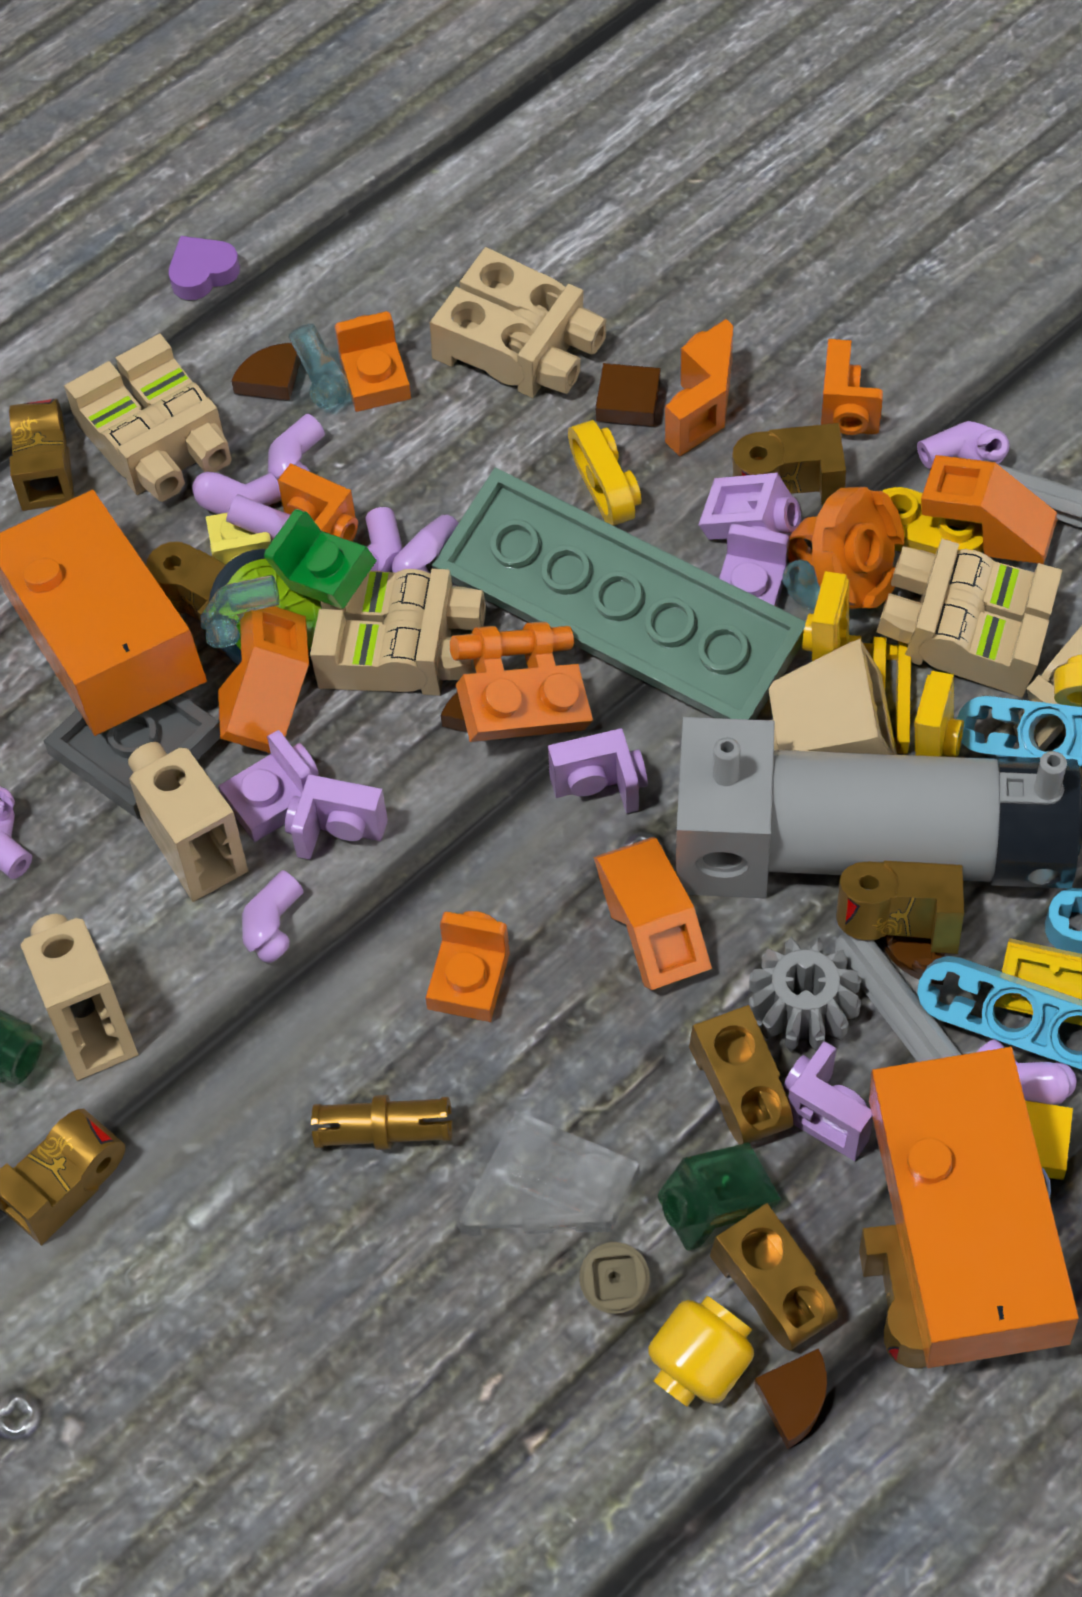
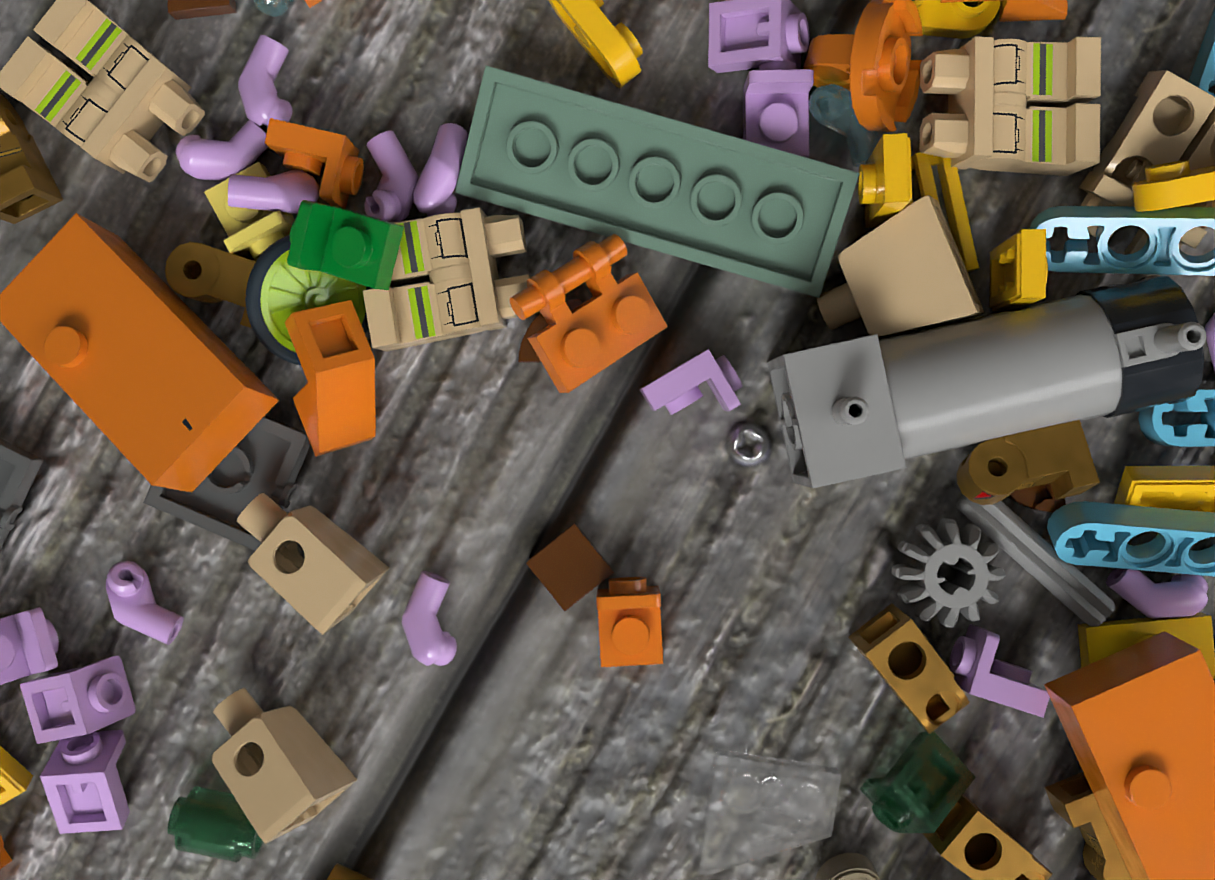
camera: 20 degrees left, 30 degrees up
(231, 604) = (281, 325): clear light blue arm -> none
(265, 789) = (381, 485): lavender bracket -> none
(338, 807) = (463, 498): lavender bracket -> none
(381, 1122) = (601, 799): pearl gold pin -> none
(420, 903) = (570, 566): none -> reddish brown tile
(656, 910) = (785, 524): orange slope -> none

